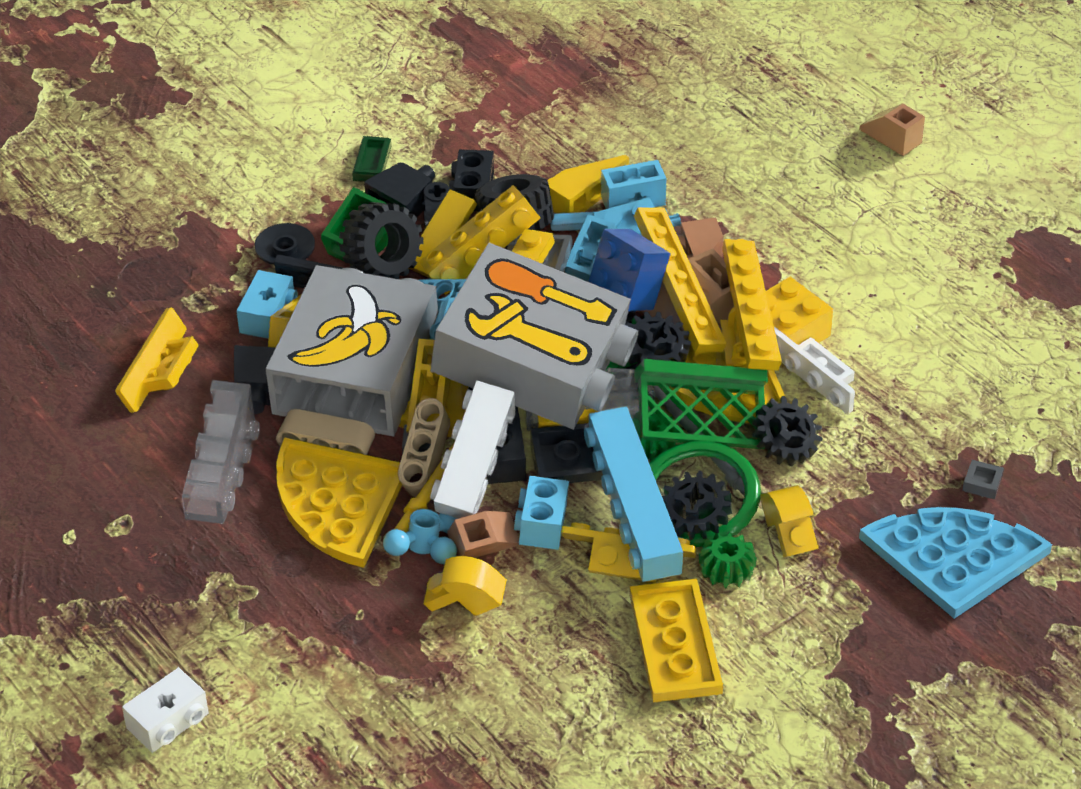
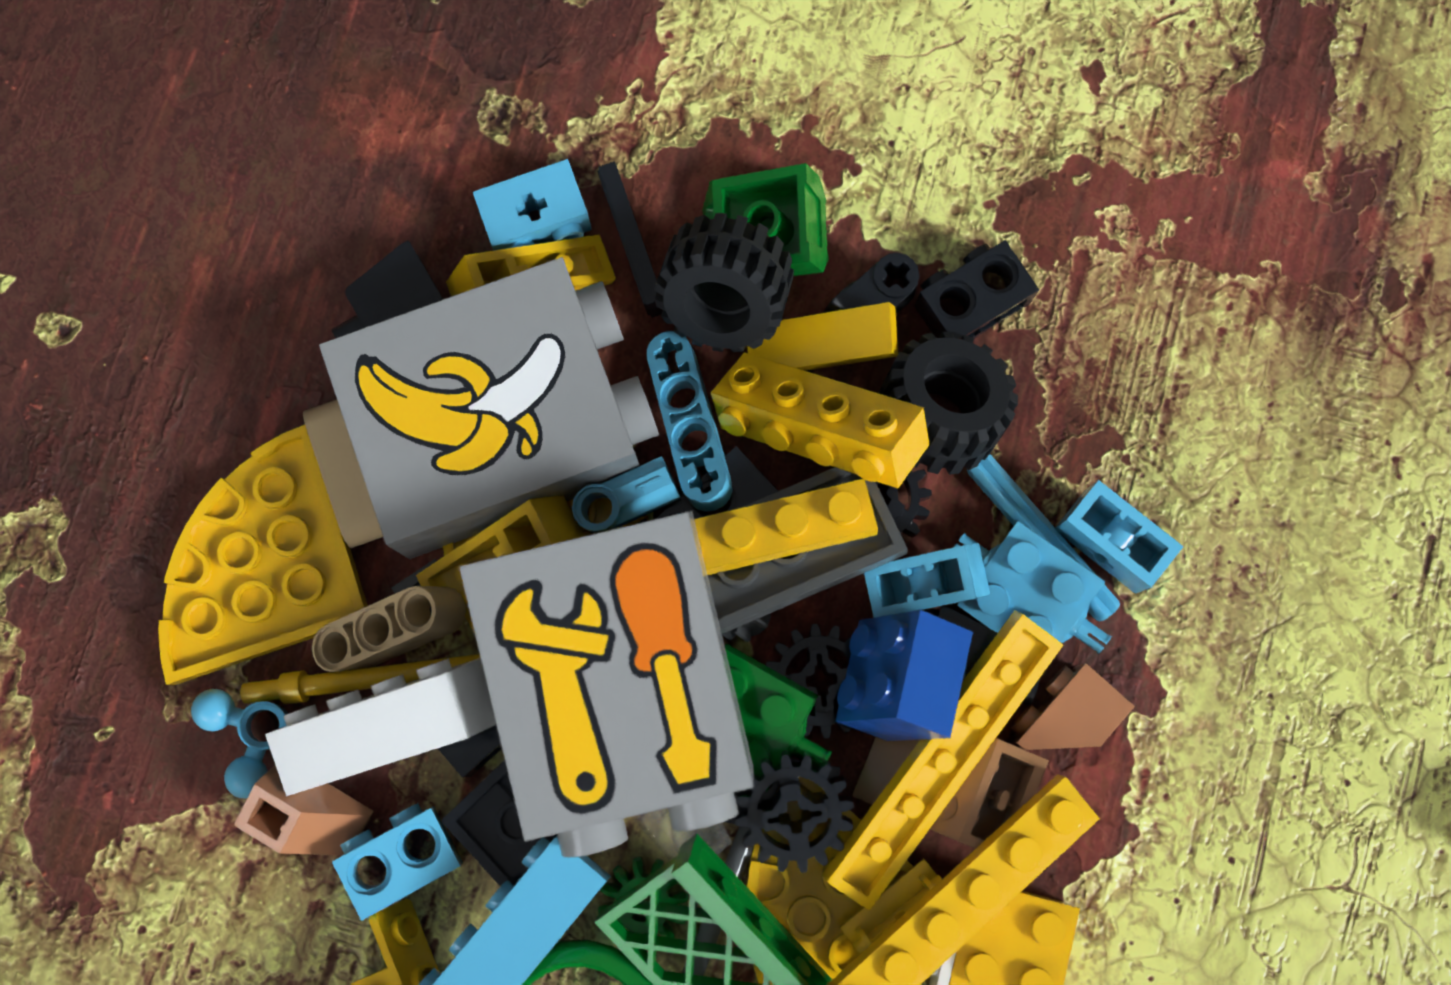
camera: 55 degrees right, 35 degrees up
(158, 361) = (336, 159): yellow bracket -> none
(220, 453) = (214, 371): clear wedge -> none
(284, 240) = (655, 126): black dish -> none
(371, 157) = (926, 124): dark green tile -> none
(401, 186) = (880, 217): black torso -> none
(468, 582) = (196, 858): yellow brick -> none
(580, 186) = (1072, 455): yellow slope -> none

